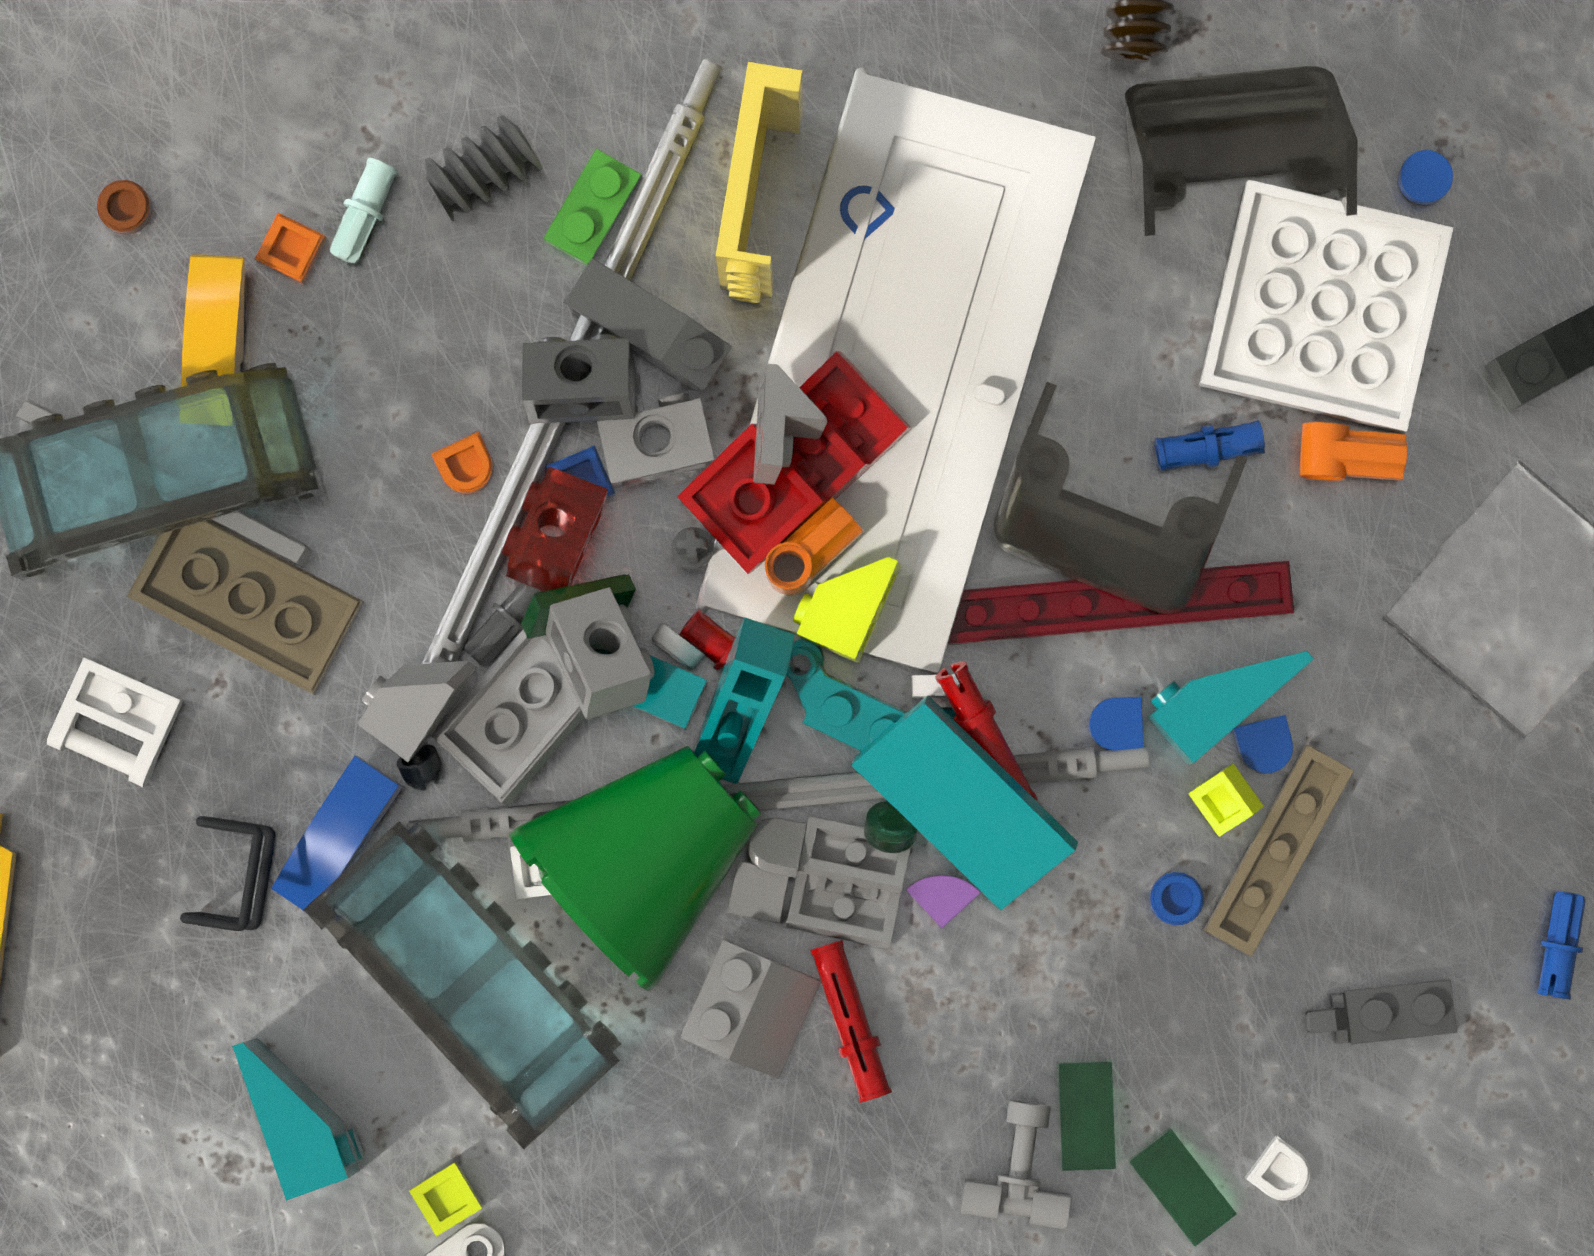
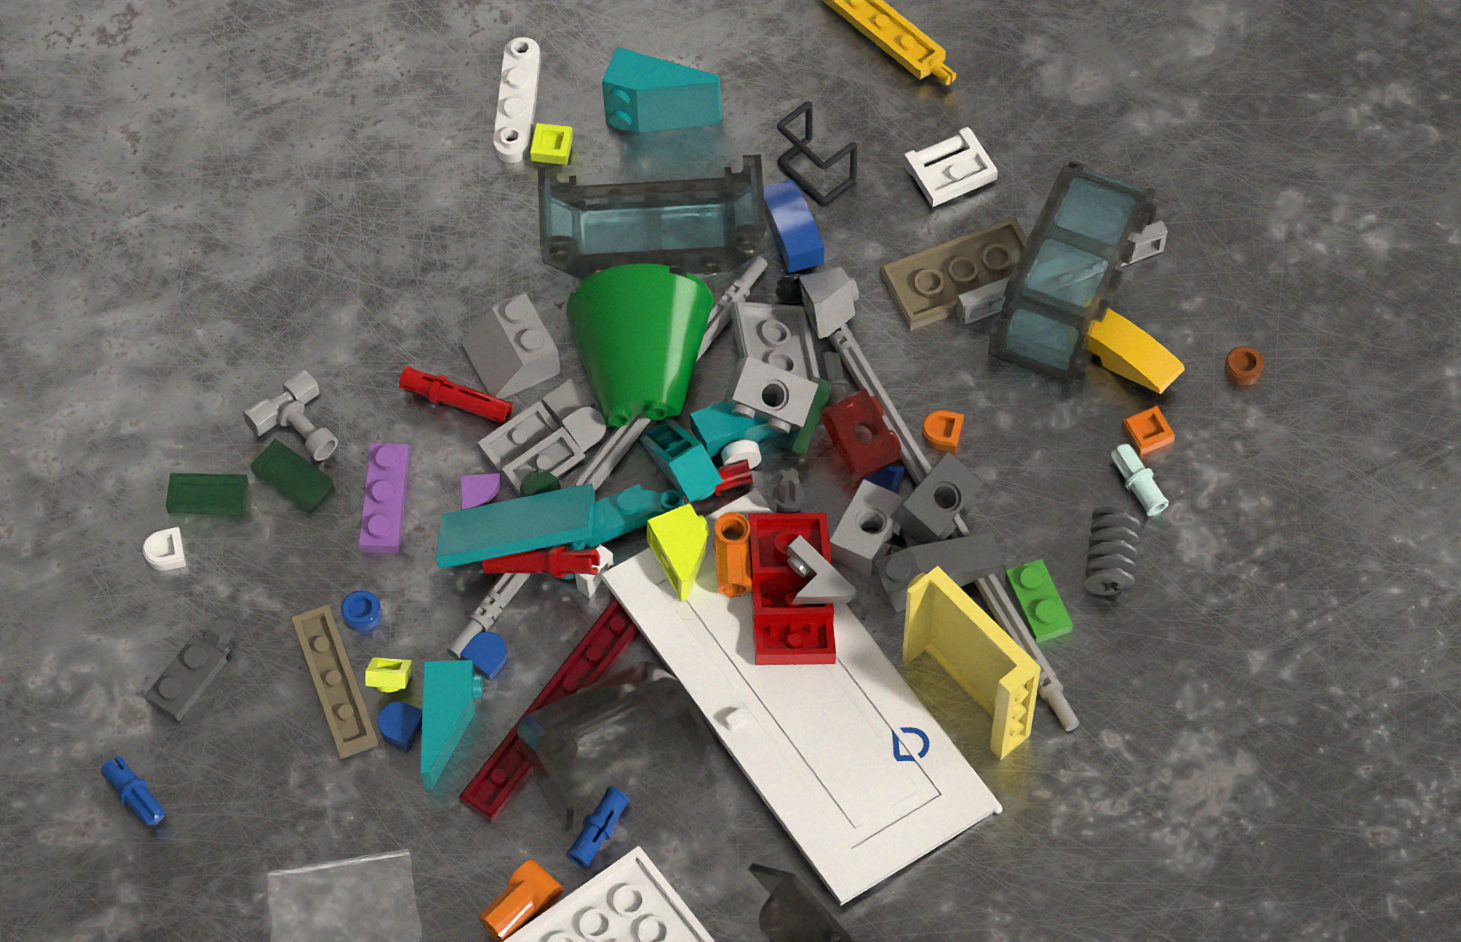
camera: 130 degrees right, 25 degrees down
(1030, 991) = (384, 498): none -> medium lavender plate

